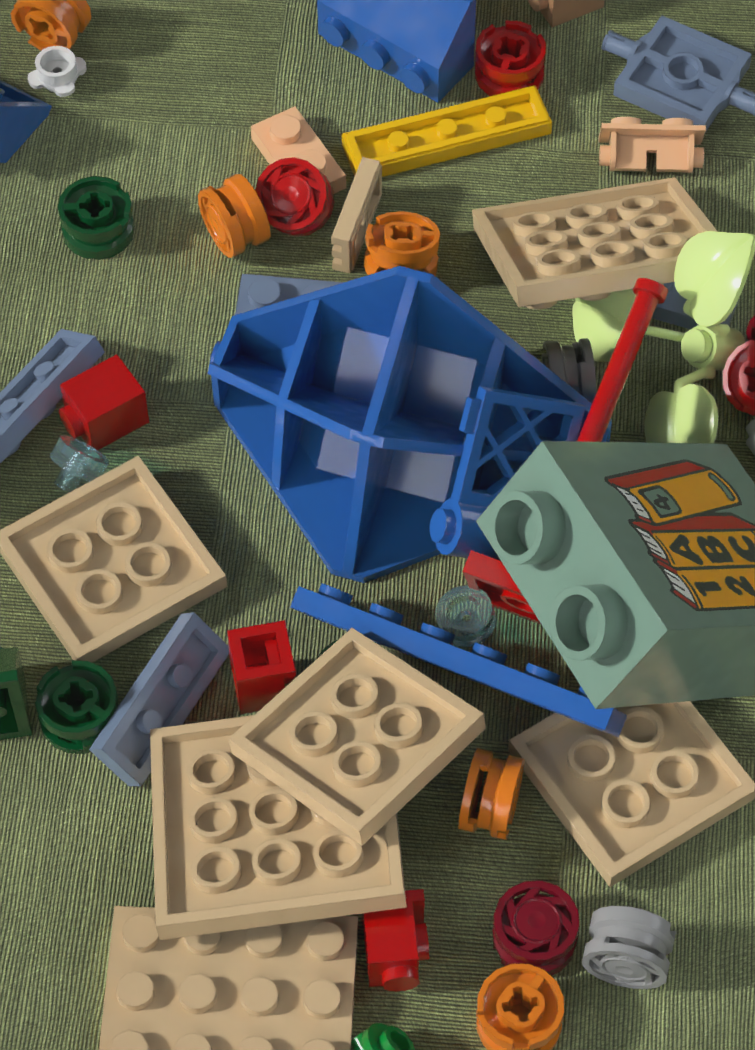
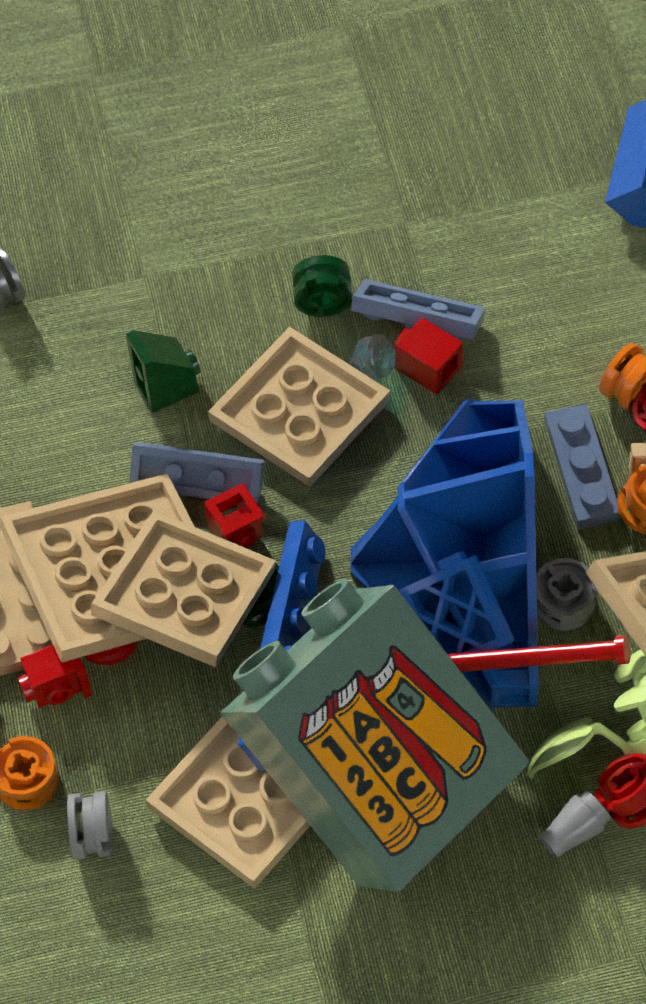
camera: 75 degrees right, 0 degrees up
(75, 705) = (175, 422): dark green wheel -> none
(101, 235) = (586, 303): dark green wheel -> none
(497, 797) = (185, 700): orange wheel -> none
(536, 926) = (92, 762): dark red wheel -> none
(573, 365) = (573, 631): flat silver wheel -> none

